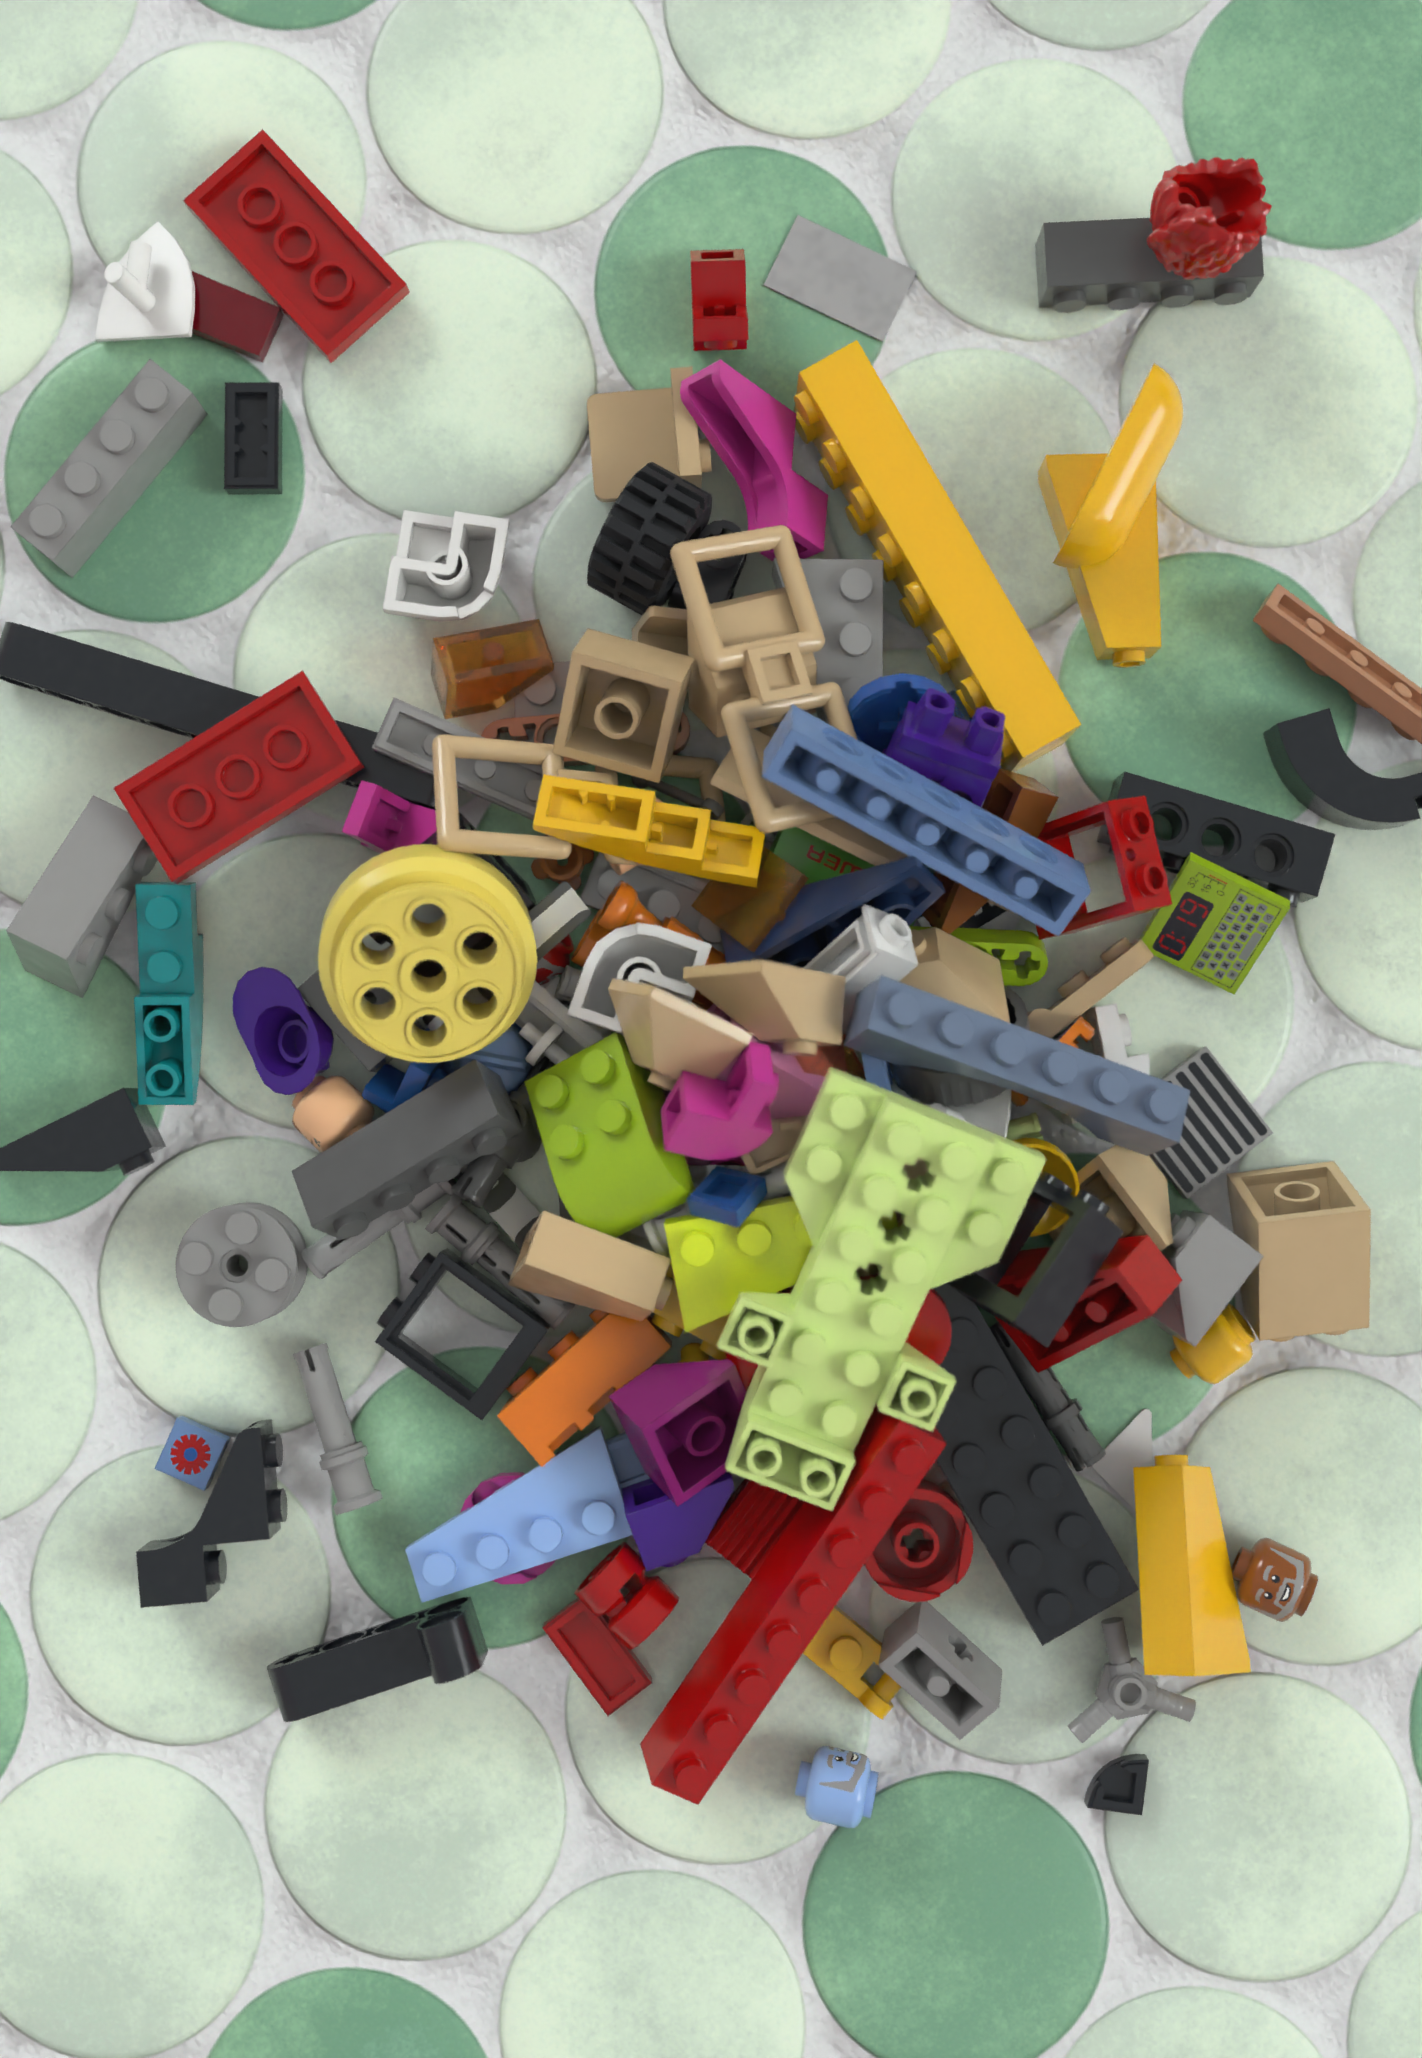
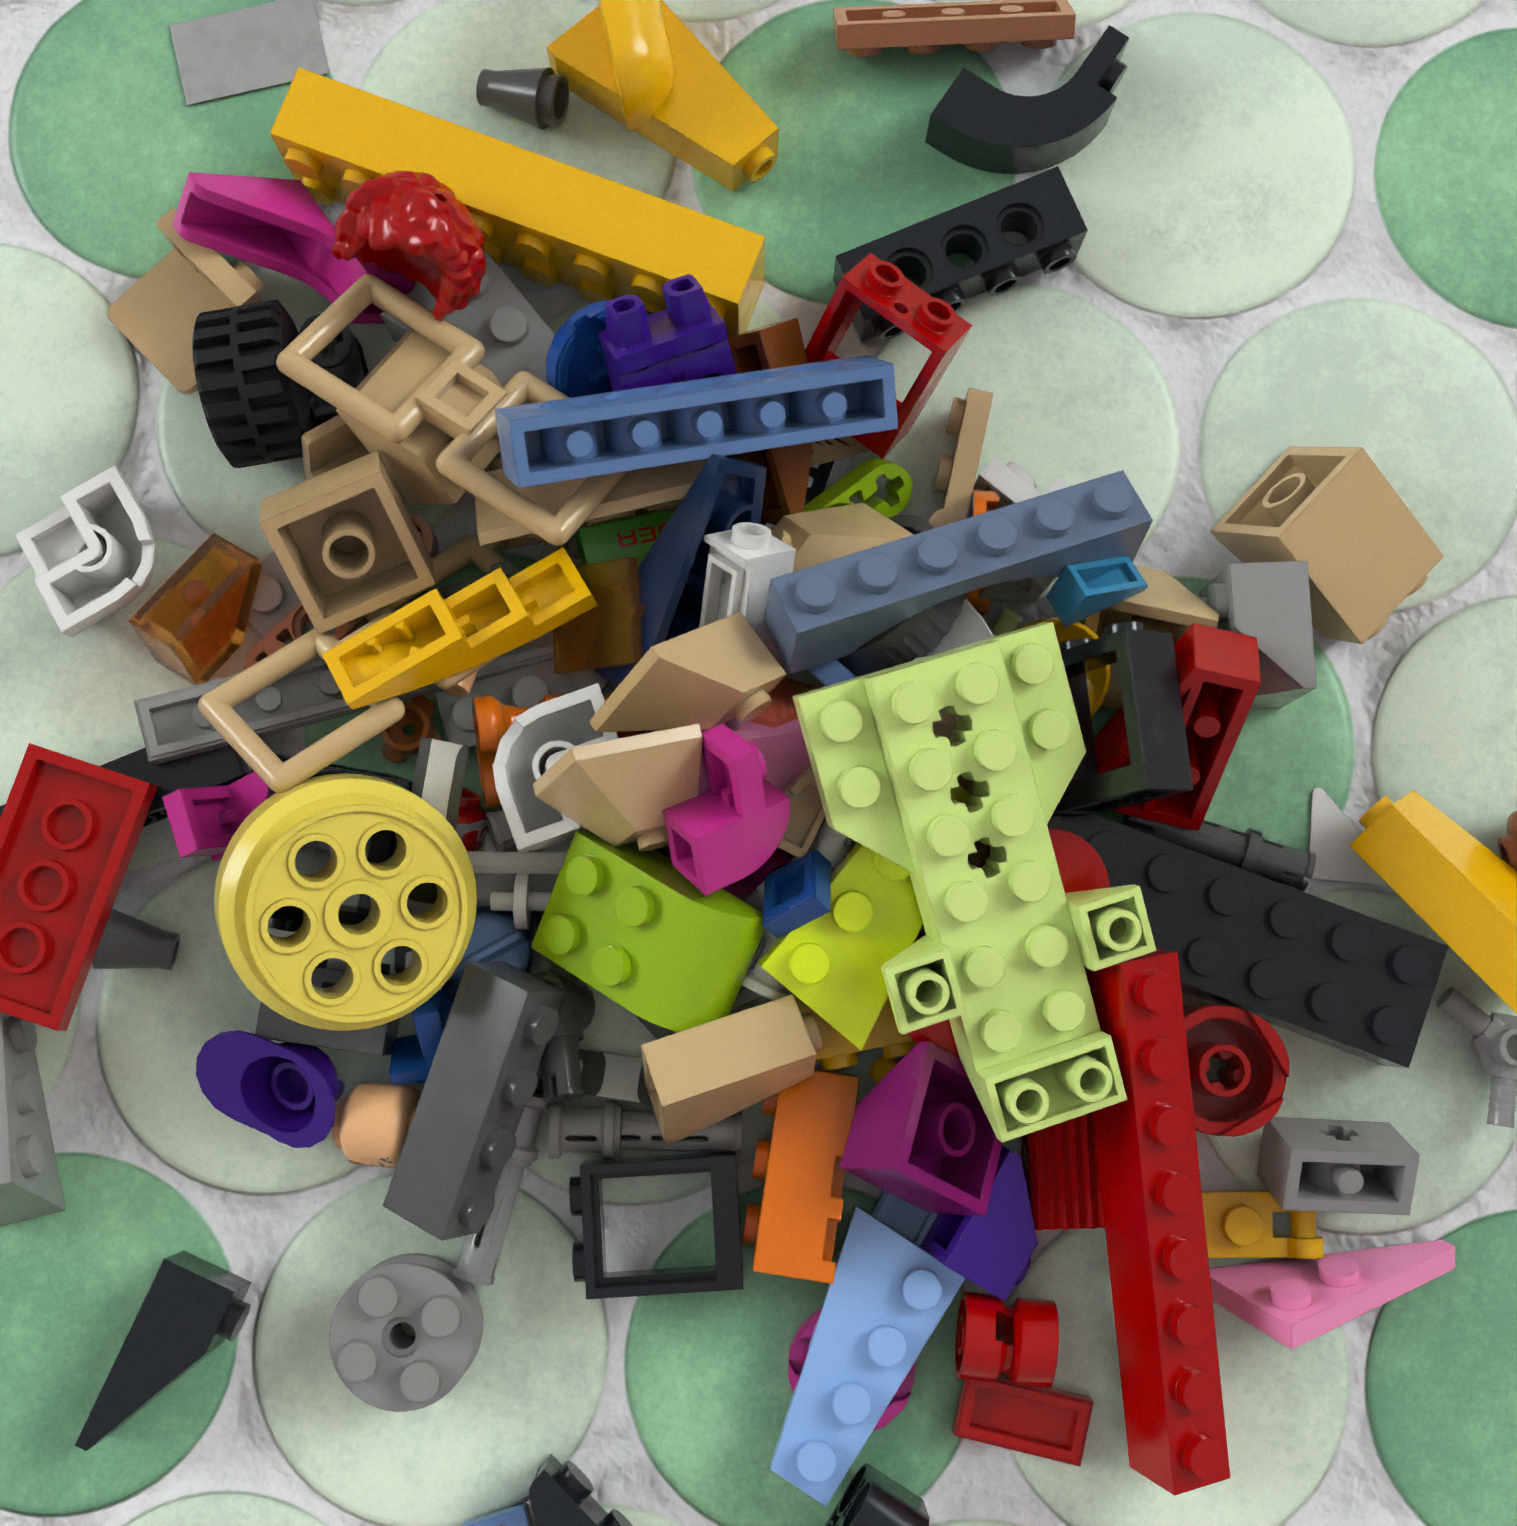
camera: 40 degrees left, 5 degrees down
(170, 993) = (142, 1136): teal slope -> none
(266, 860) = (135, 944): none -> dark grey cone
(342, 1453) = (641, 1429): light grey pin -> none
(719, 300) = (155, 142): red brick -> none
(837, 1787) = (1341, 1360): light blue head -> none
(846, 530) = (417, 229): none -> red hair
(849, 1736) = (1309, 1297): none -> bright pink wing
(1007, 473) = (526, 94): none -> dark grey cone
(1104, 1153) = (1094, 587): none -> dark azure piece
(1214, 923) = (1021, 323): lime tile -> none
(1216, 1126) = (1176, 495): tile -> none
(1220, 1350) = (1339, 685): yellow head -> none

